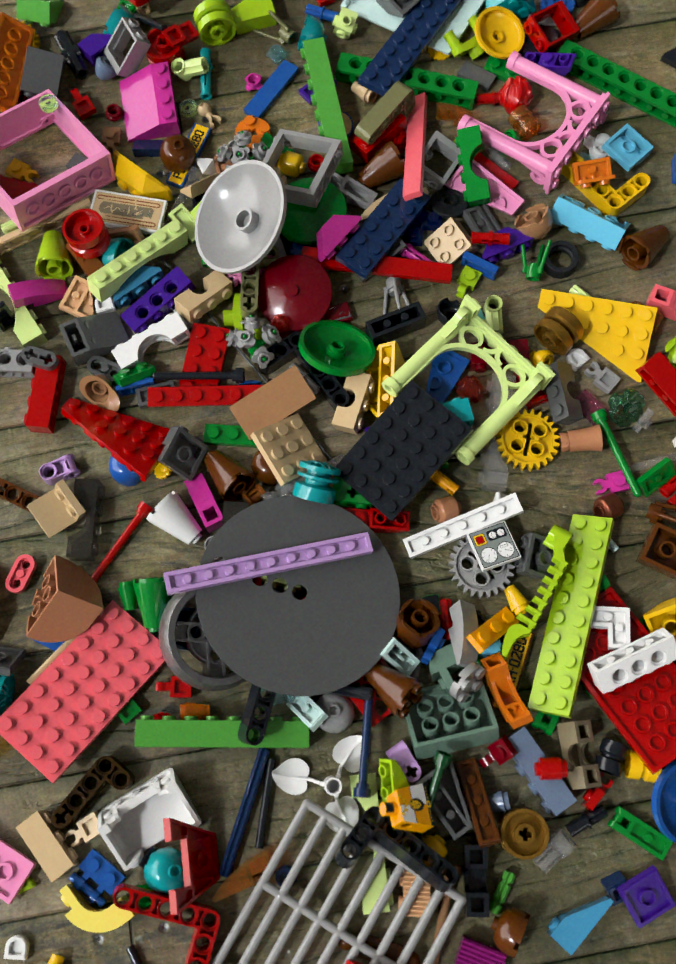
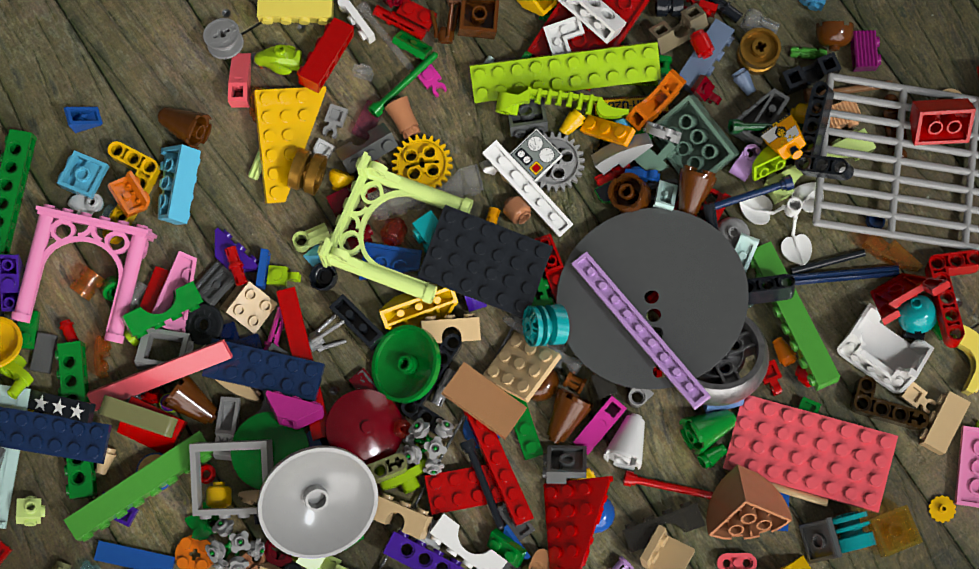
camera: 115 degrees left, 5 degrees up
(102, 872) = (942, 370): blue plate -> none
(312, 29) = (56, 541): teal cylinder -> none
(320, 12) = (20, 545): blue axle -> none
(421, 66) = (61, 406): none -> black tile
(478, 803) = (751, 92): reddish brown tile -> none
(515, 93) = (59, 302): red hair -> none
(534, 270) = (249, 216): green plant -> none
(535, 222) = (198, 233): medium nougat cylinder -> none
(571, 251) = (224, 184): black tyre -> none
(608, 506) = (457, 75): copper head -> none
(626, 407) = (358, 90): clear green plant -> none

